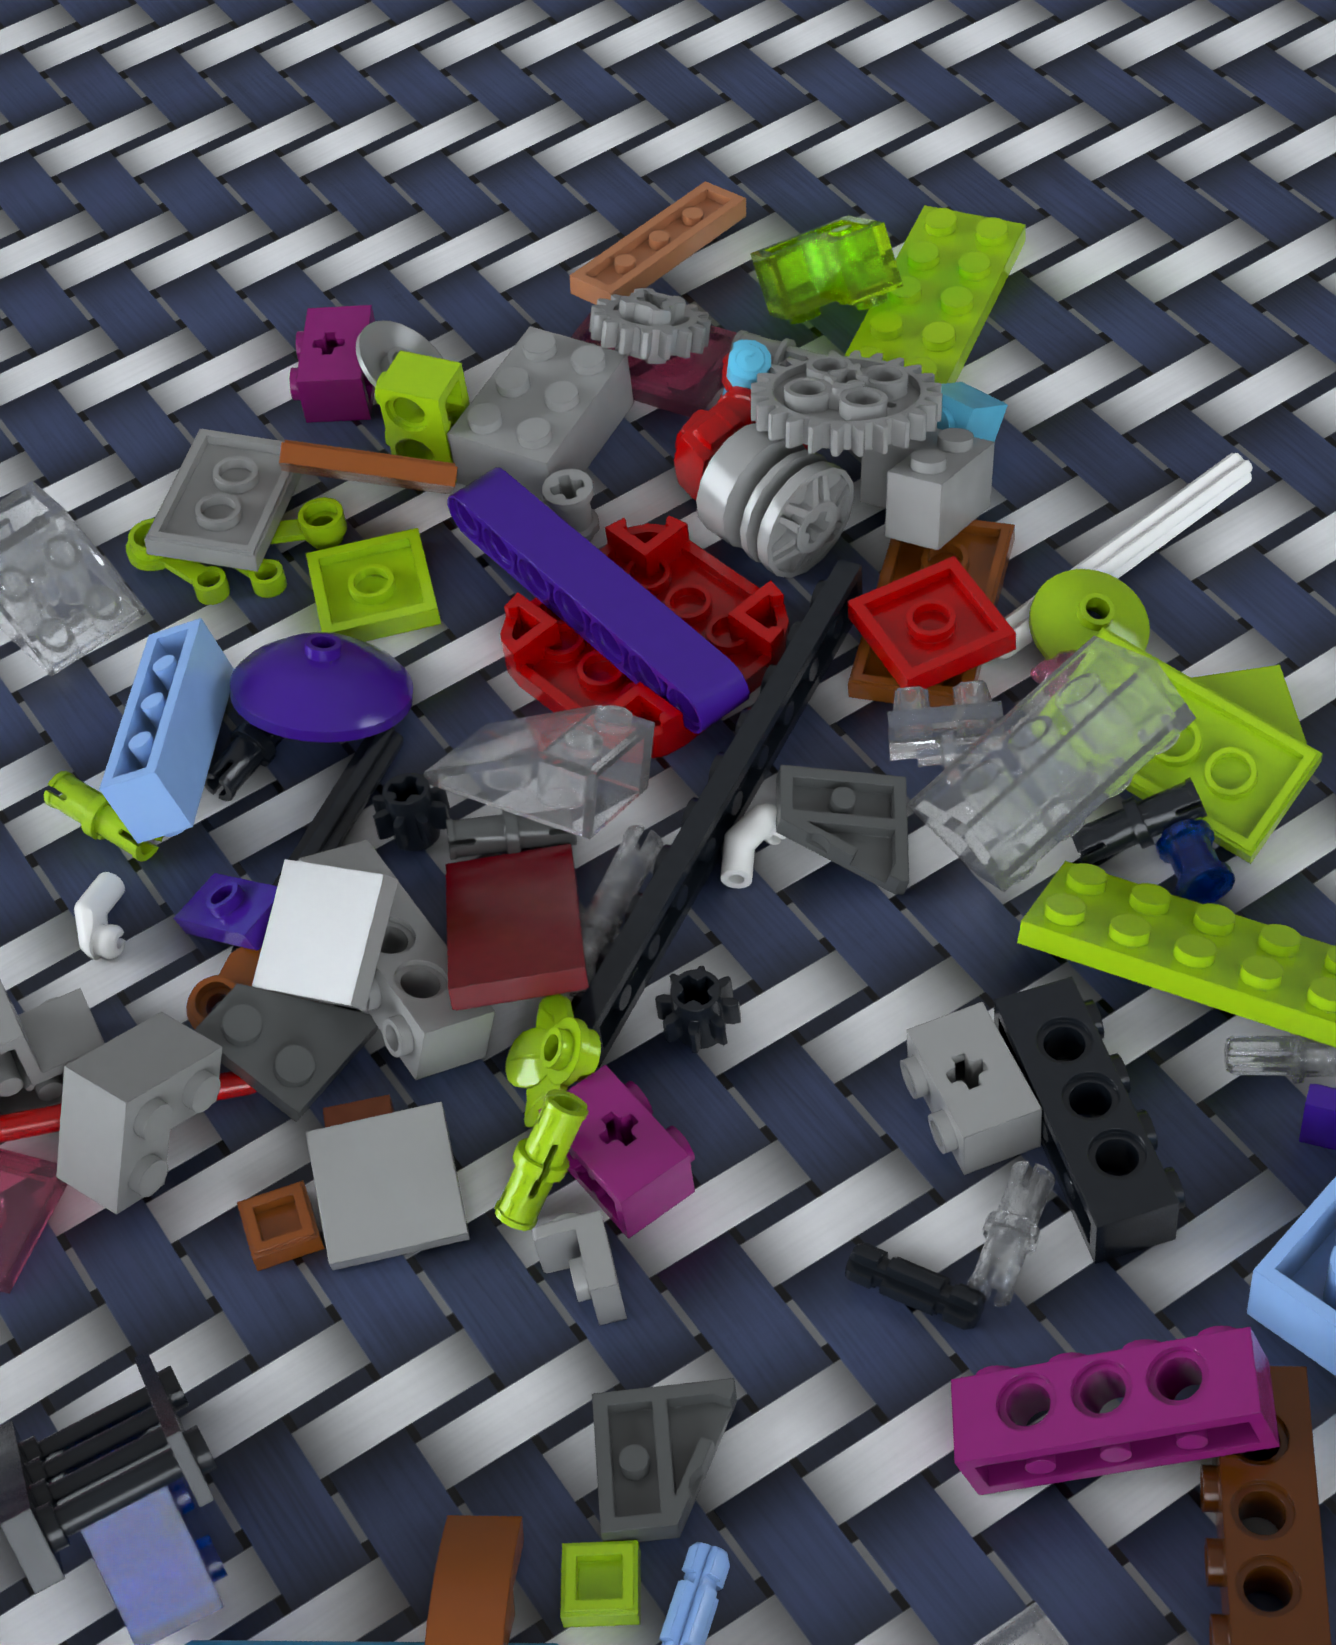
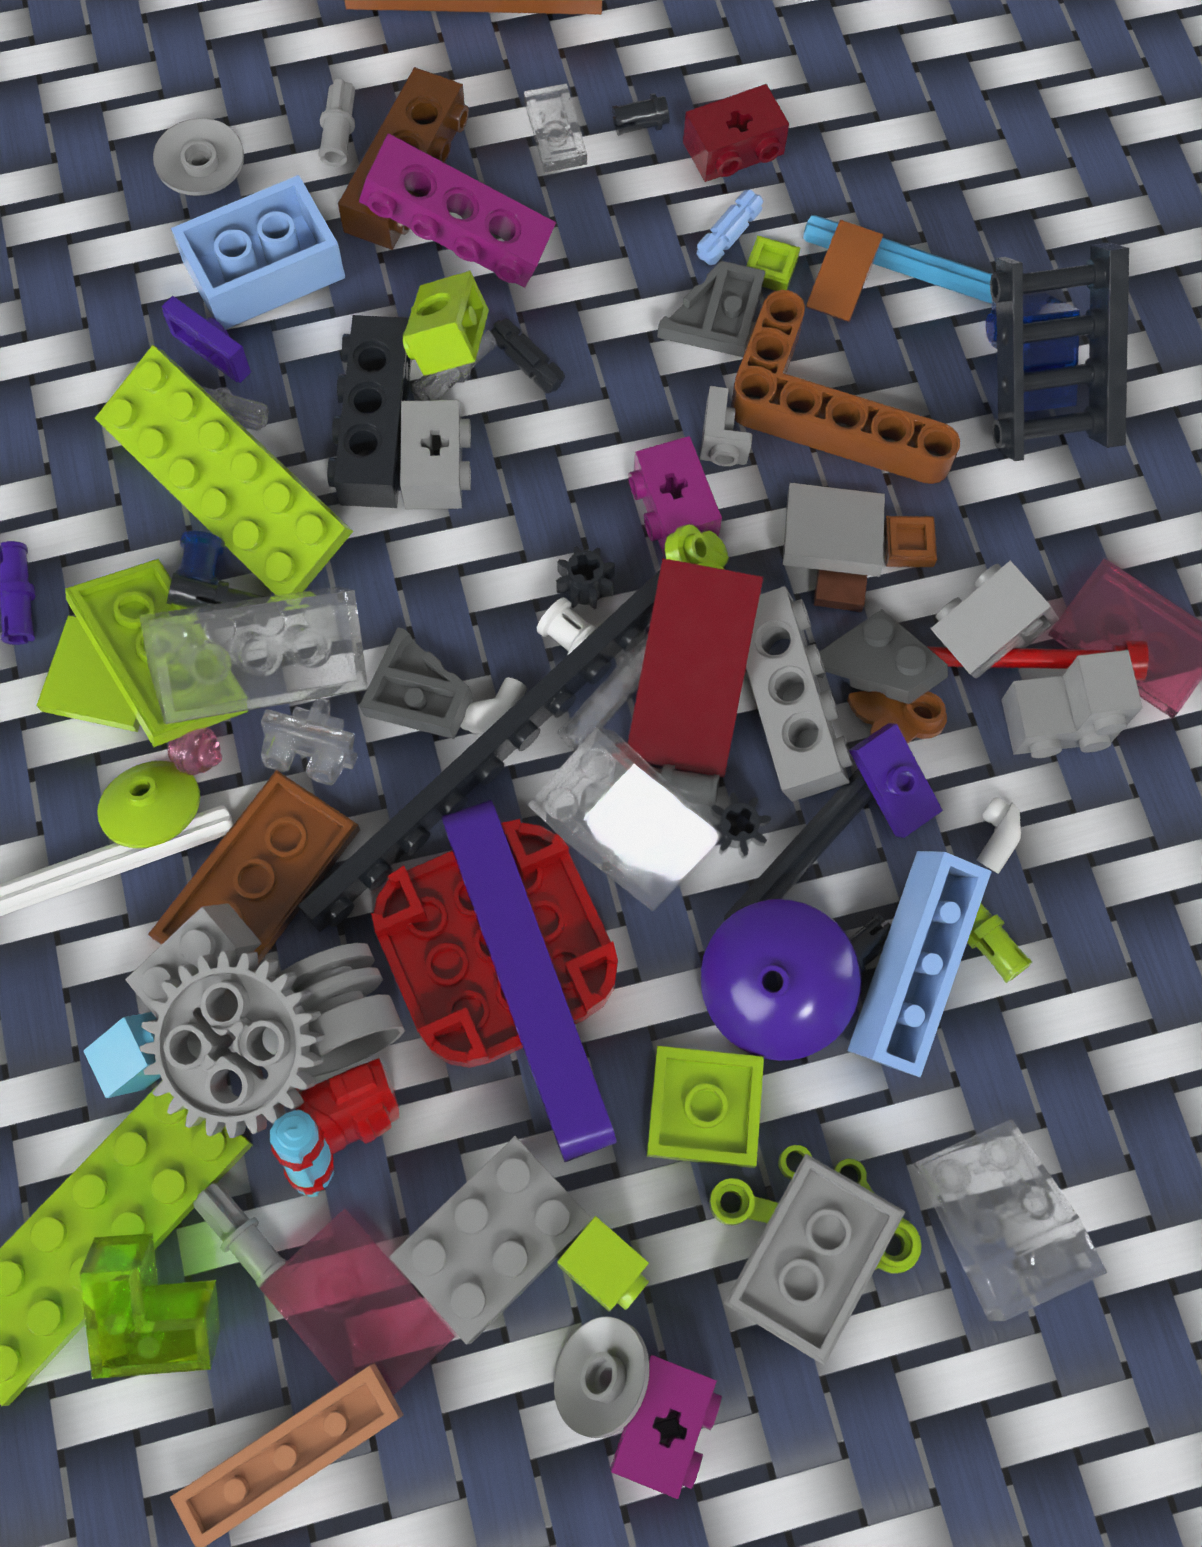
camera: 170 degrees left, 20 degrees up
(325, 933) = (836, 692): tile -> none
(367, 467) = (680, 1200): dark orange tile -> none
(444, 1352) = (828, 406): none -> dark orange beam
(541, 1159) = (730, 484): lime pin -> none
(569, 496) = (493, 1101): light grey bush -> none
(650, 326) = (354, 1292): light grey gear -> none
(692, 945) = (565, 625): none -> white bush
(931, 625) = (271, 829): red plate -> none
(1023, 1271) = (446, 324): none -> lime brick

